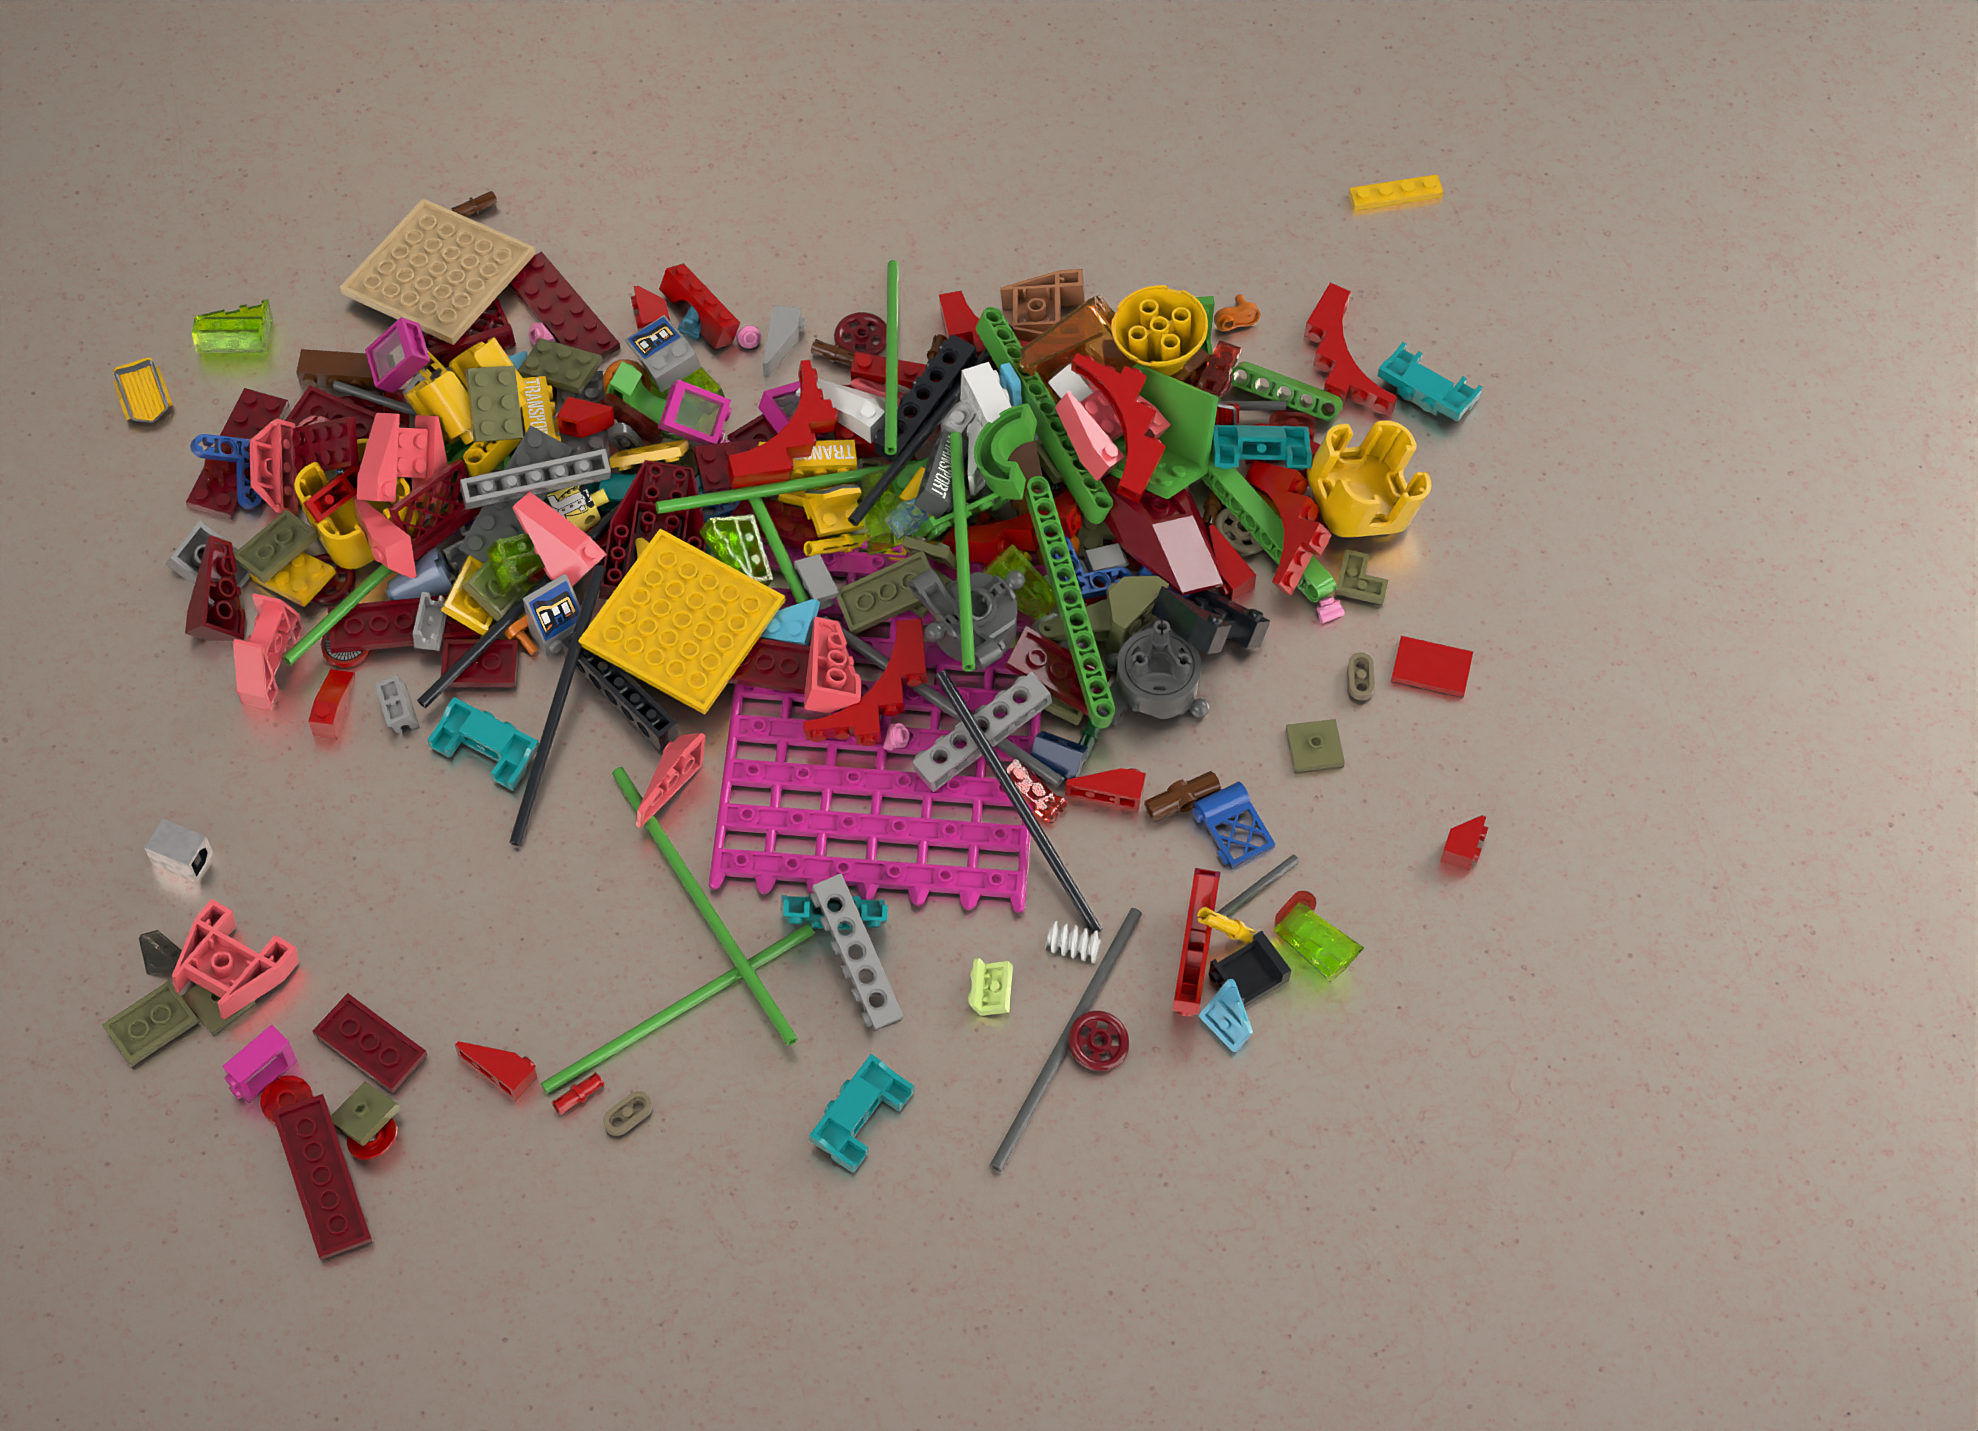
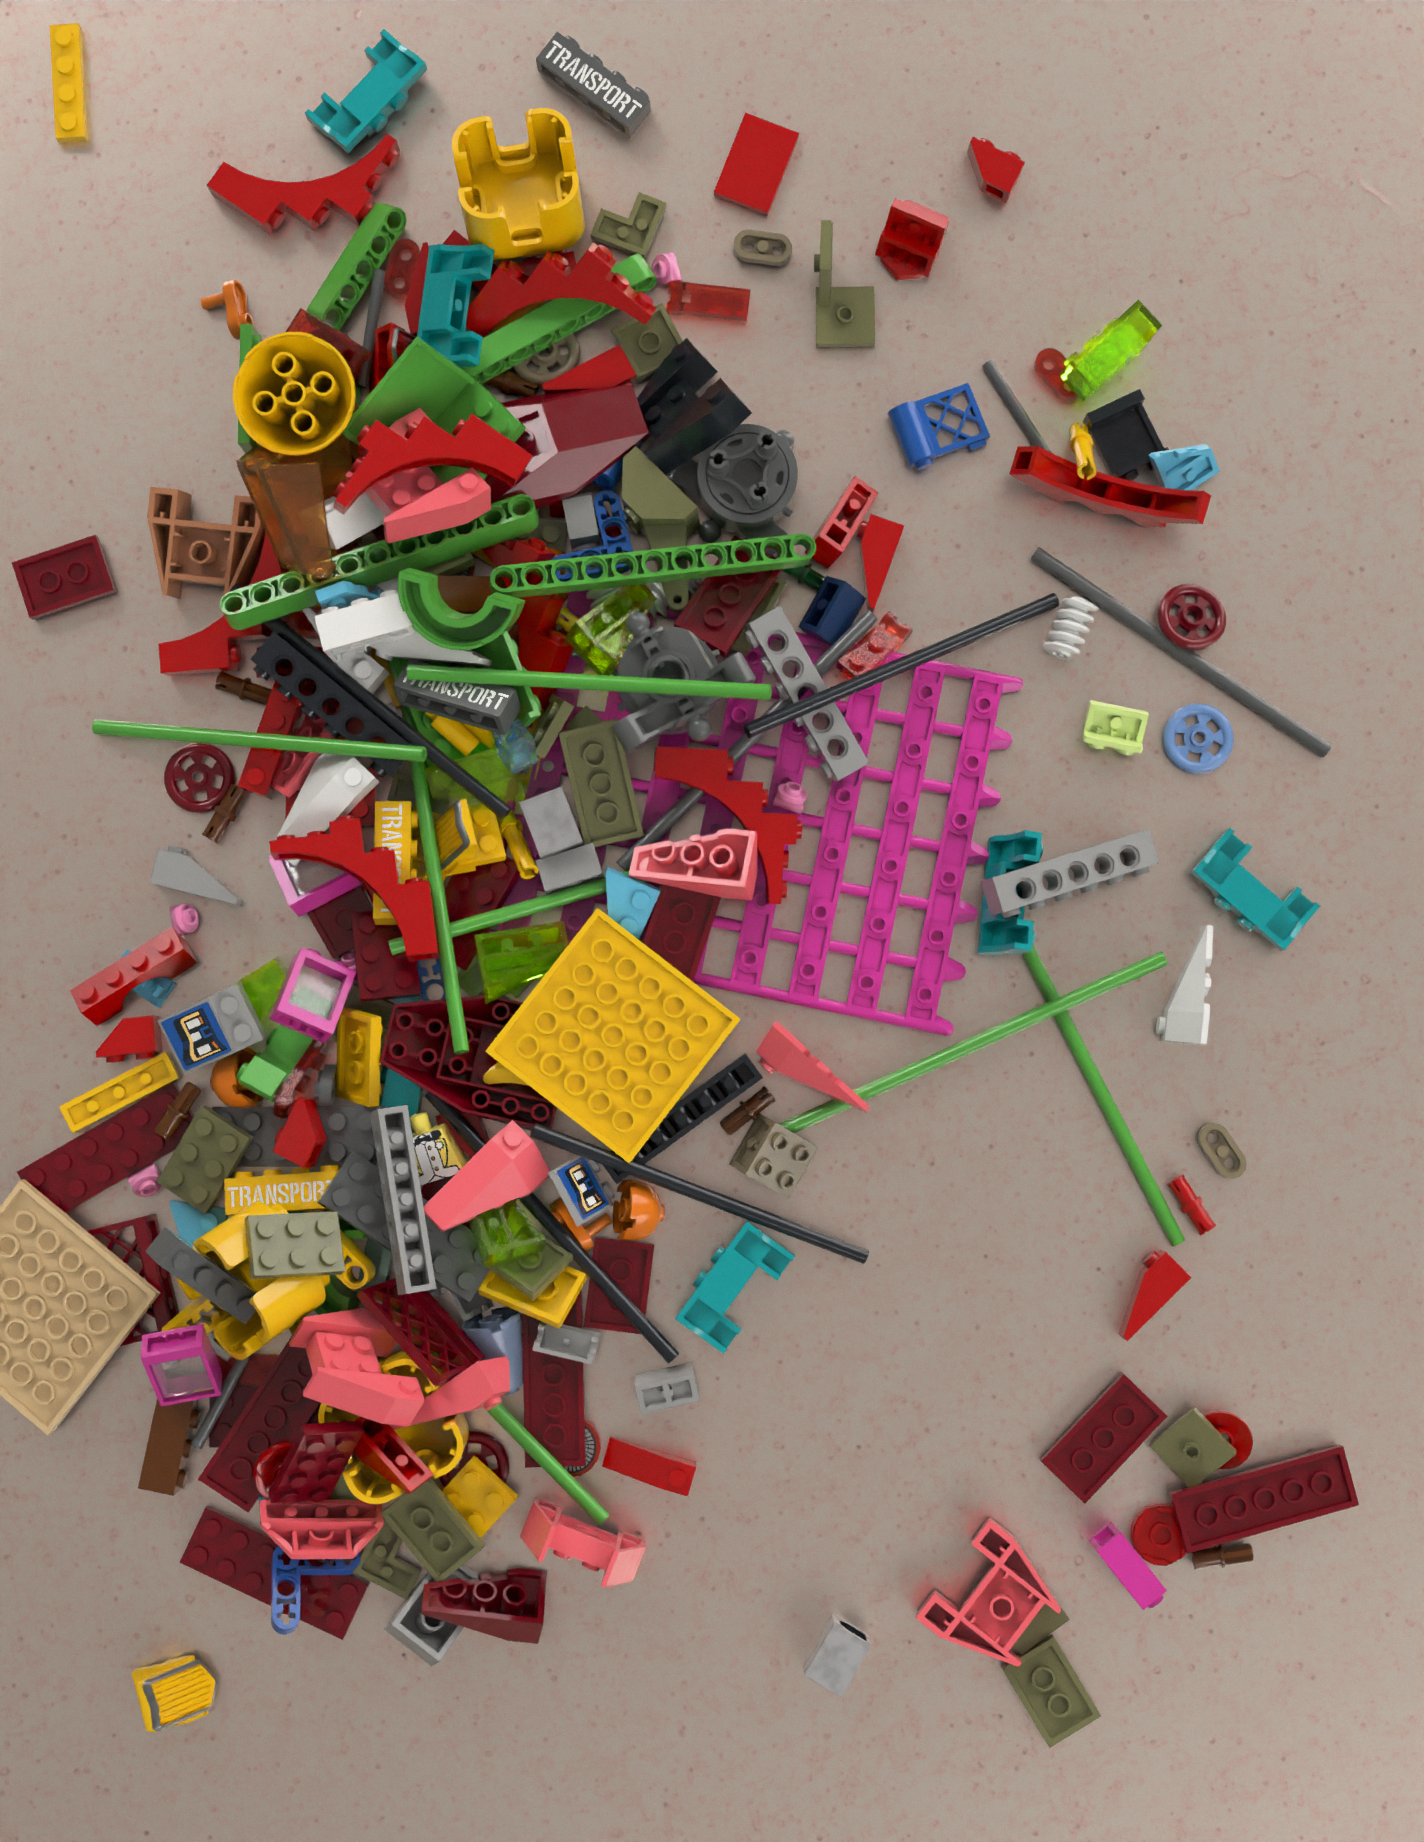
camera: 80 degrees left, 25 degrees up
(158, 952) = (961, 1676): clear smoke slope -> none
(234, 331) = (94, 1572): clear neon green wedge -> none
(245, 522) = (383, 1567): none -> olive plate
(270, 1149) = (1222, 1556): none -> reddish brown axle
(476, 333) = (202, 1274): none -> dark grey brick
(541, 666) = (637, 1212): none -> orange cylinder
(593, 765) = (773, 1155): none -> dark tan bracket
(596, 343) = (178, 1110): none -> reddish brown axle
(606, 307) = (120, 1092): none -> yellow plate
(631, 741) = (747, 1111): none -> reddish brown axle
(752, 1069) = (1185, 1013): none -> white wedge
(851, 560) = (551, 823): none -> flat silver piece
(996, 1080) = (1179, 754): none -> medium blue plate
(1006, 230) = (63, 577): none -> dark red plate
(1131, 753) = (842, 521): none -> red slope
(1182, 796) = (896, 477): reddish brown piece -> none
(1267, 599) = (649, 343): none -> olive plate
(1308, 643) = (708, 301): none -> clear red plate
(1352, 713) = (823, 263): none -> olive plate
(1392, 783) = (911, 239): none -> red piece
(1471, 539) = (593, 84): none -> dark grey brick

